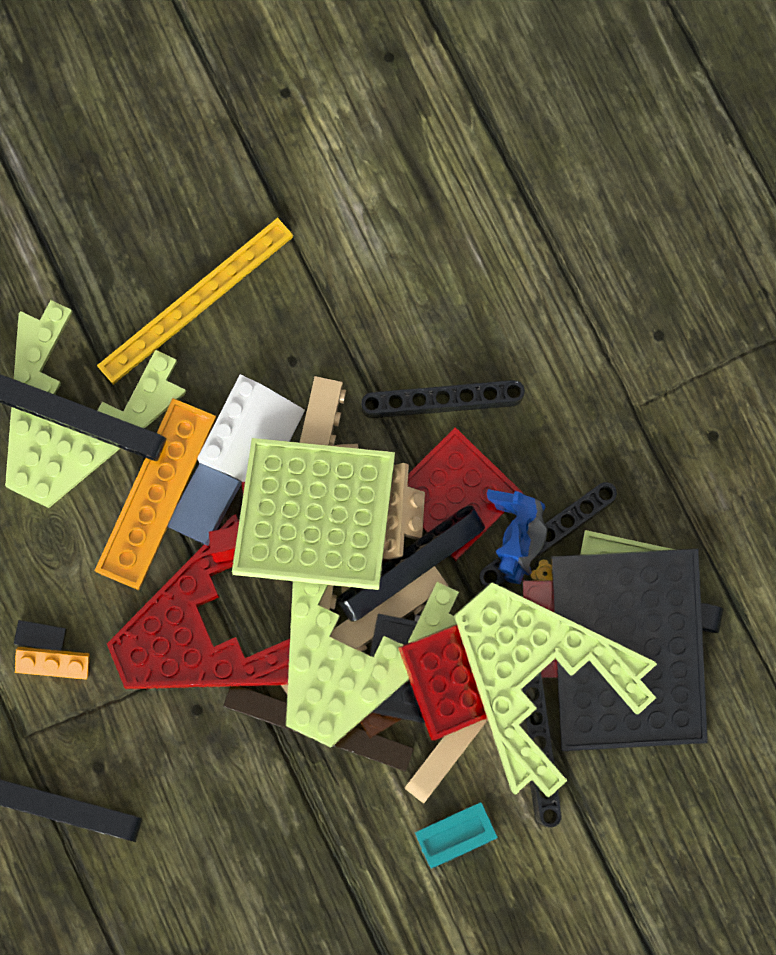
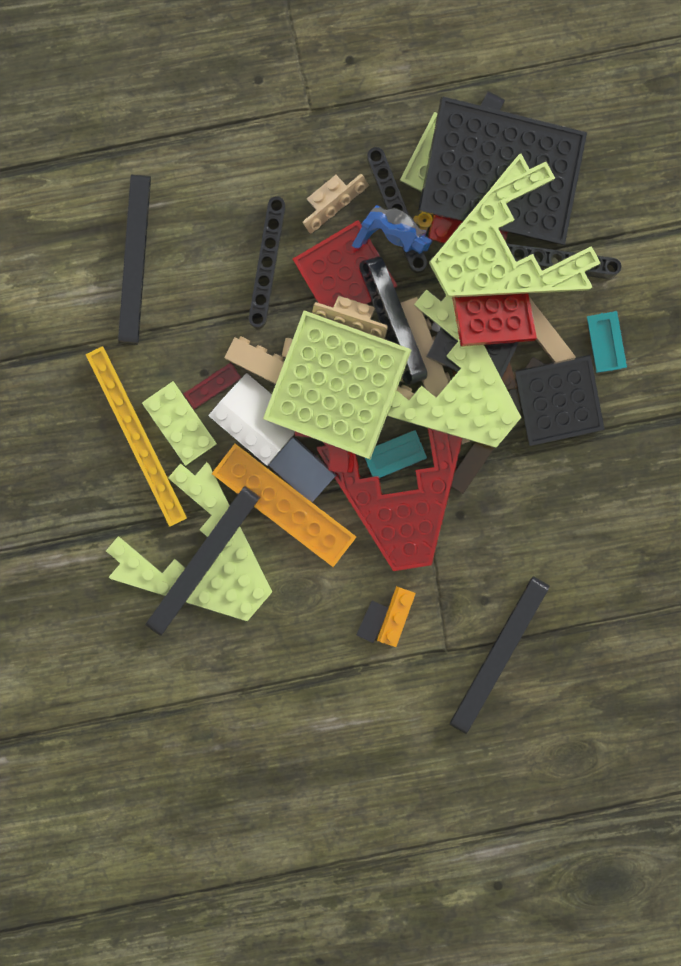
camera: 75 degrees left, 10 degrees up
(224, 347) = (179, 423): none -> yellowish green plate
(250, 611) = (396, 454): none -> teal piece
(278, 374) = (212, 386): none -> dark red tile
(367, 793) = (559, 400): none -> black plate
(404, 245) = (134, 259): none -> black beam
(540, 456) = (332, 198): none -> tan bracket

